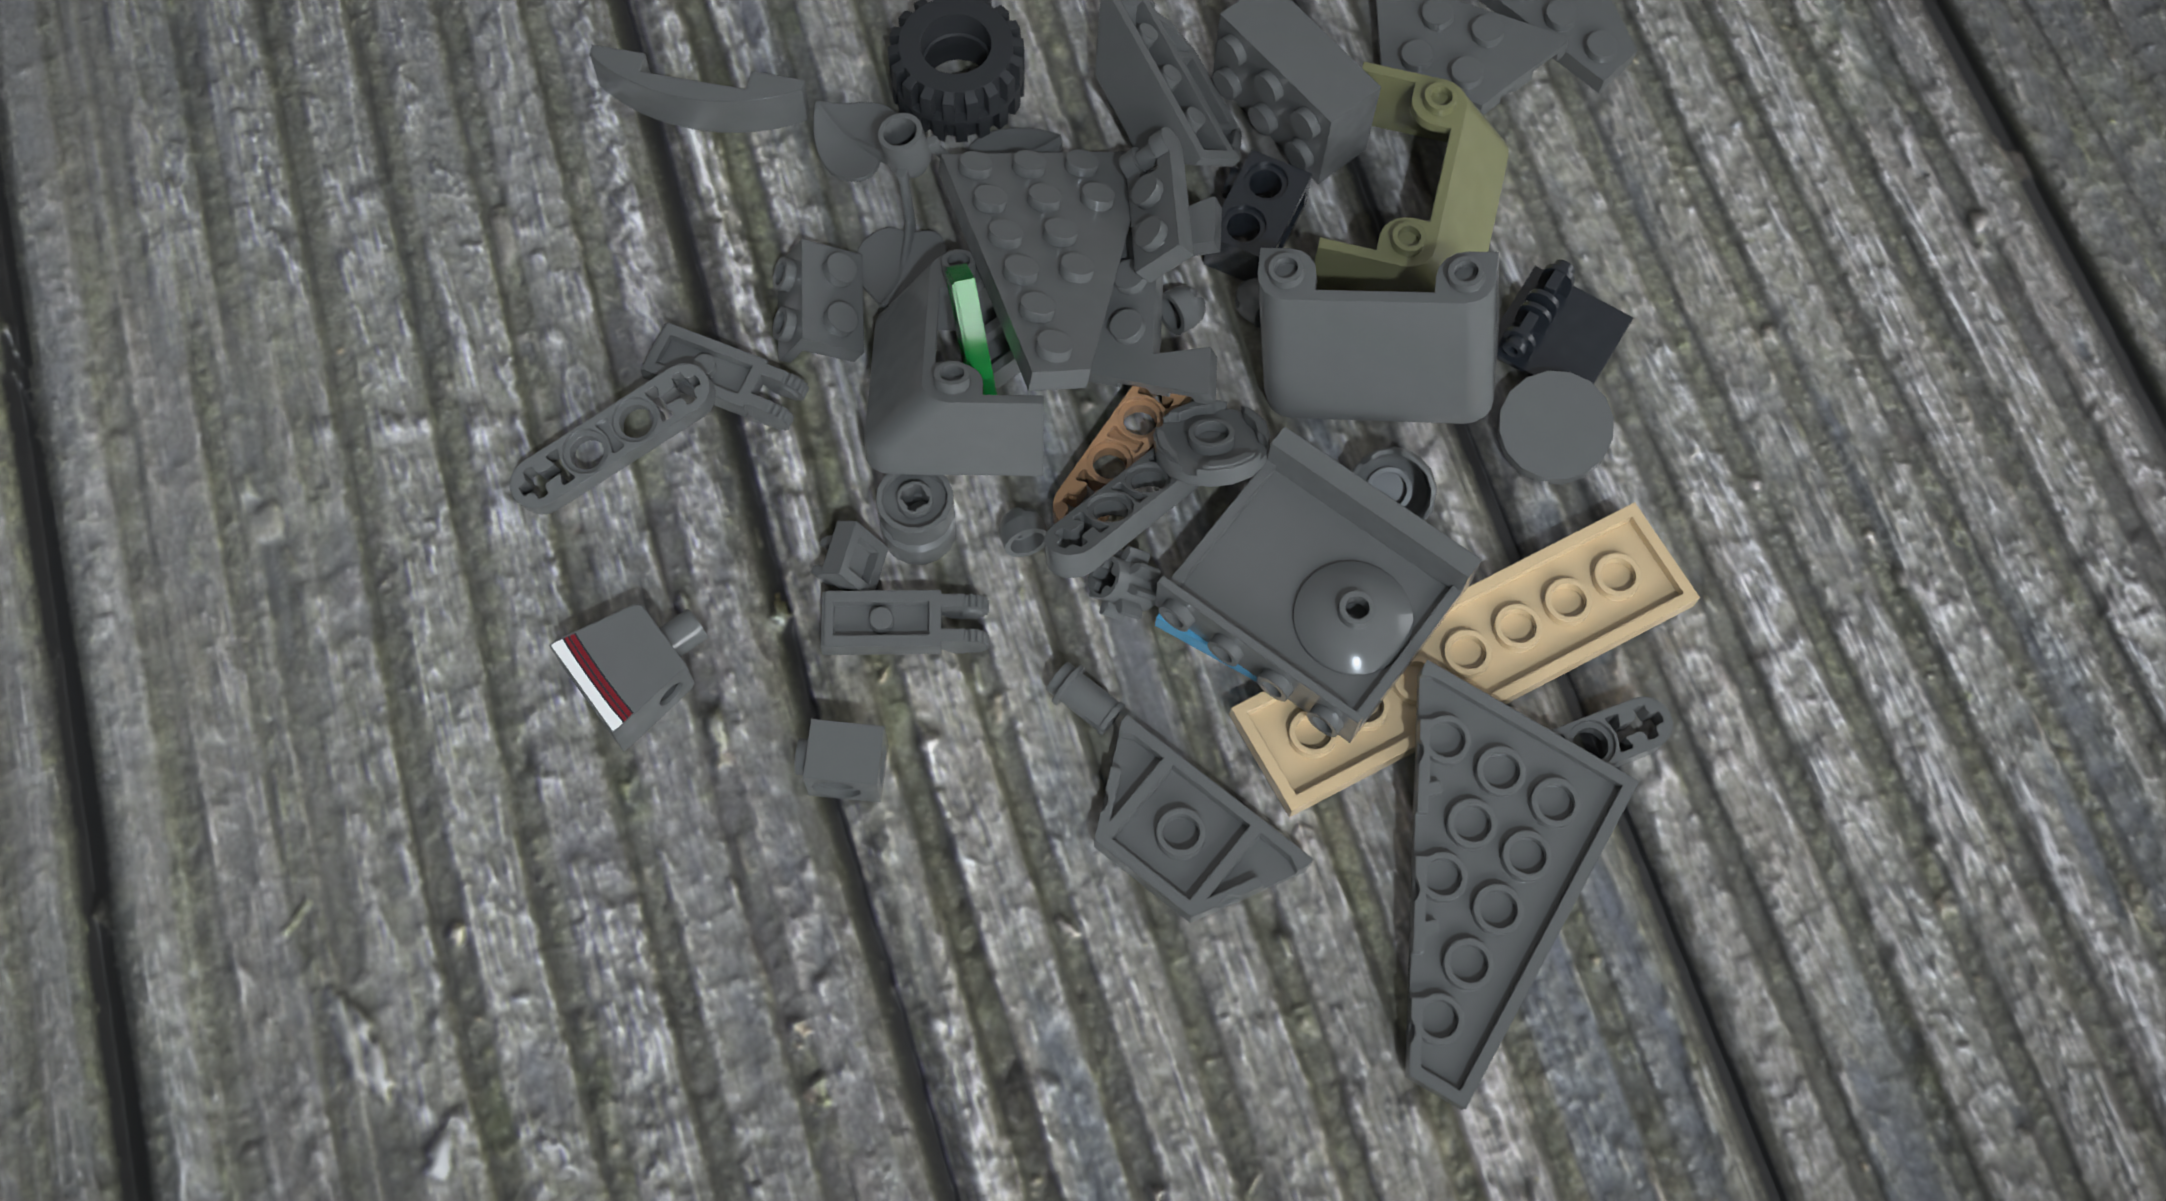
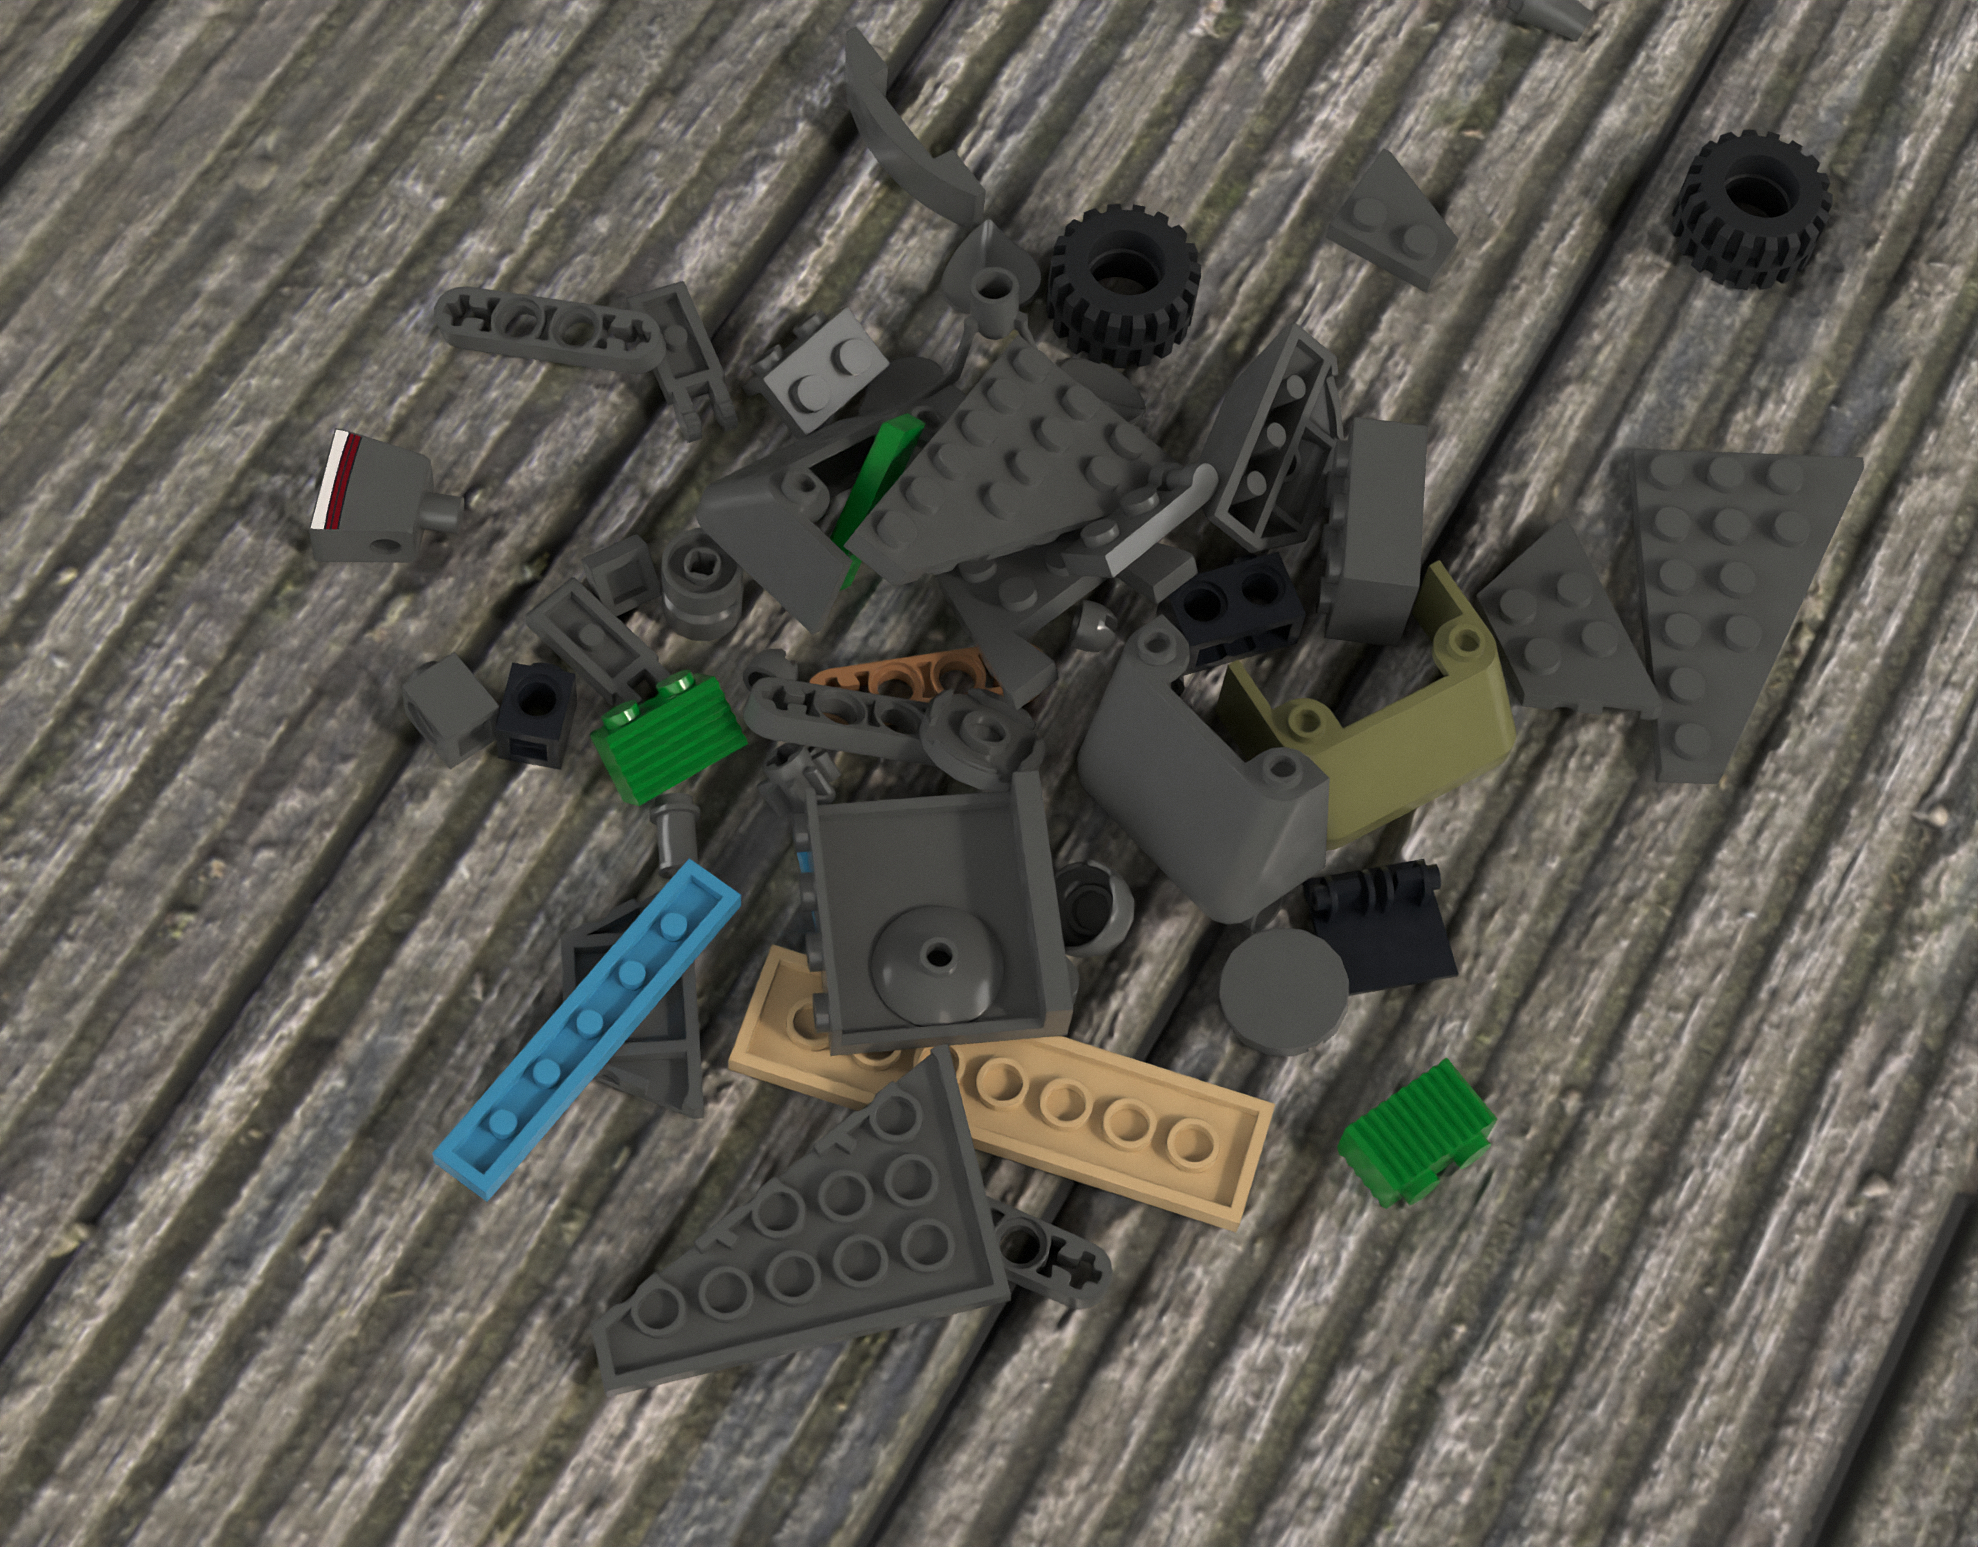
camera: 40 degrees right, 5 degrees down
(913, 730) = (536, 738): none -> black brick
(1013, 637) = (667, 737): none -> green brick
(1193, 886) = (586, 1030): none -> dark azure plate
(1730, 439) = (1418, 1135): none -> green brick

